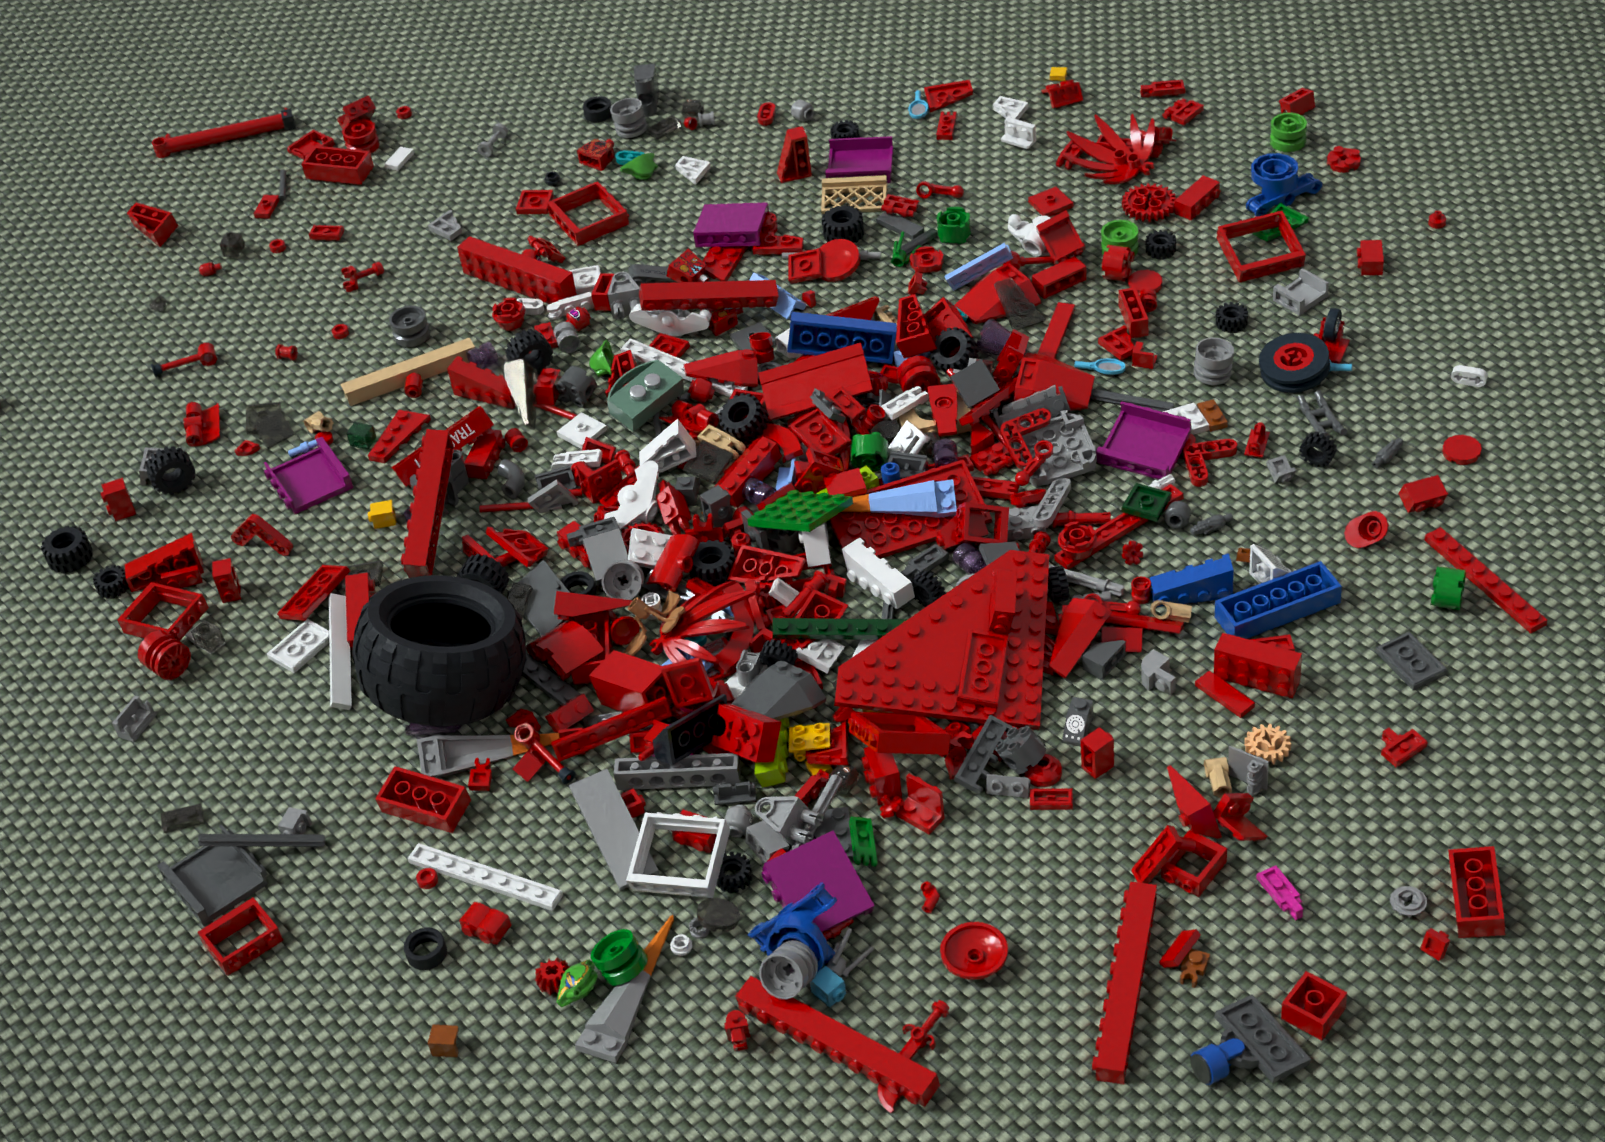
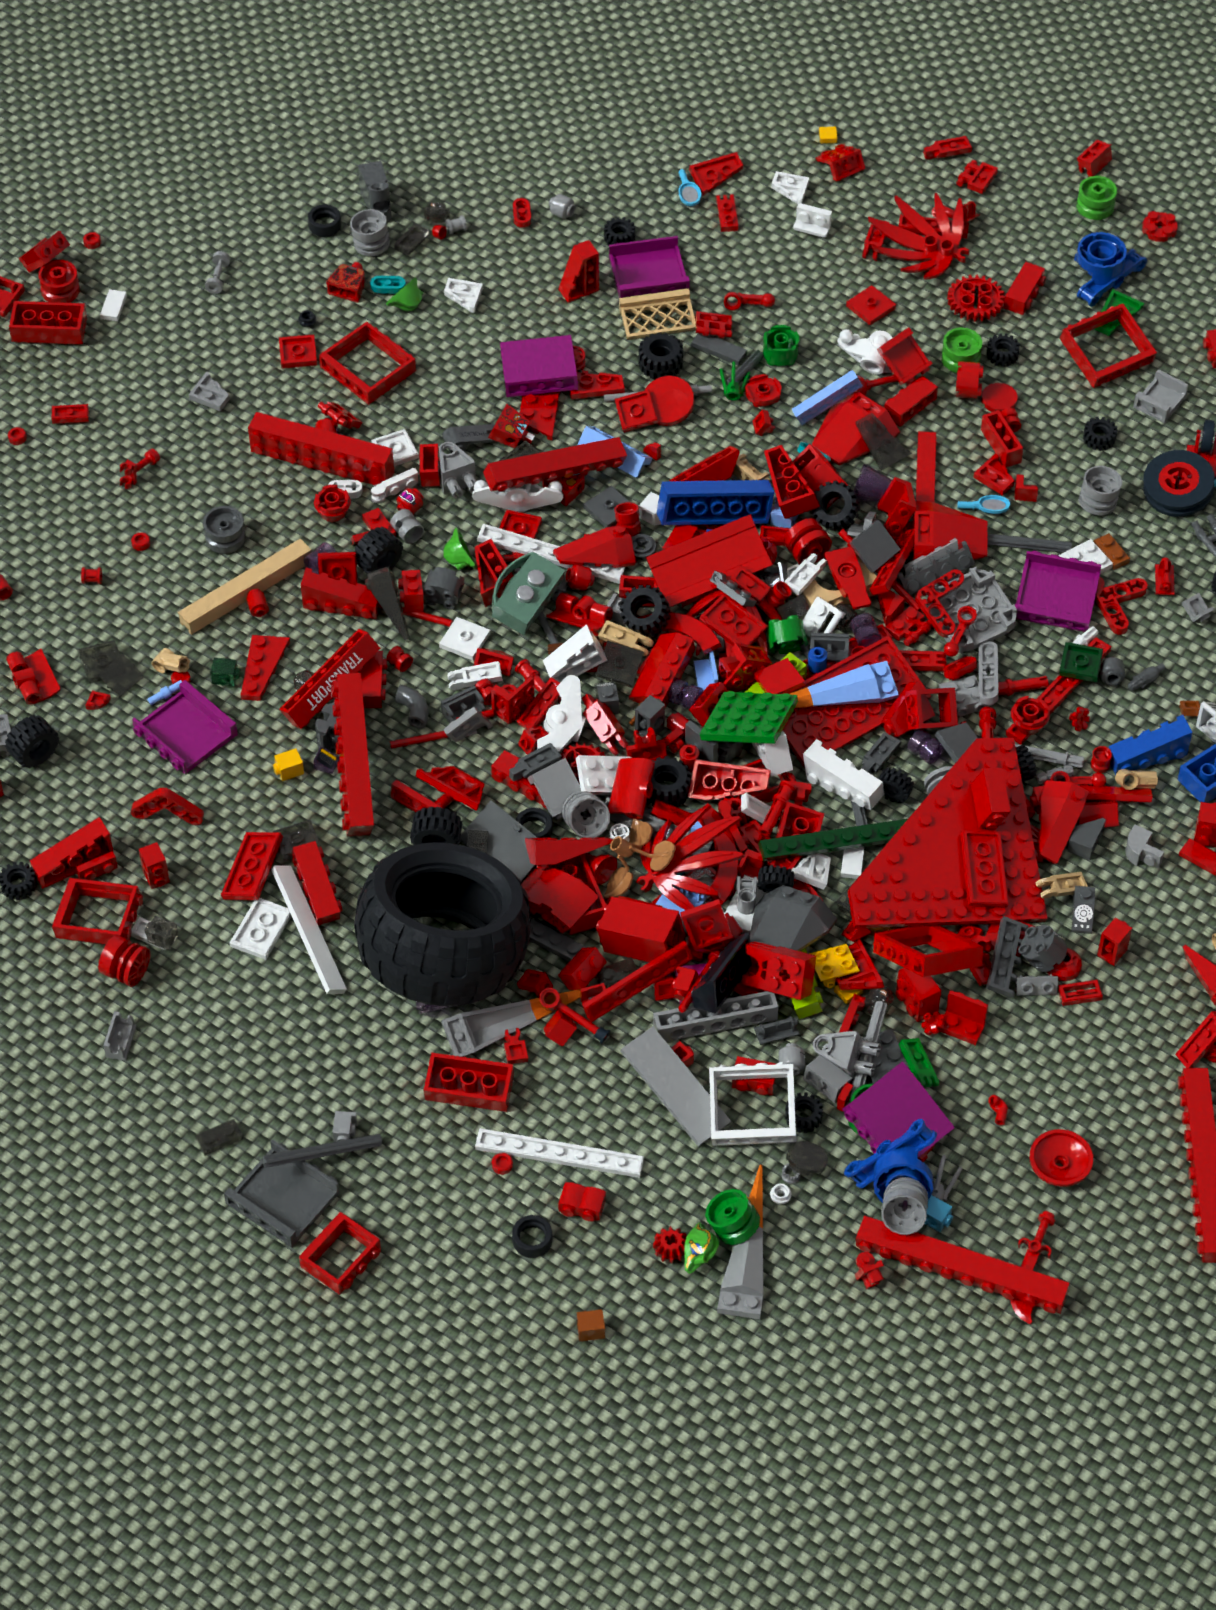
camera: 20 degrees left, 10 degrees up
(490, 358) = (339, 565): none -> red tile
(1059, 694) = (1061, 884): none -> tan hinge

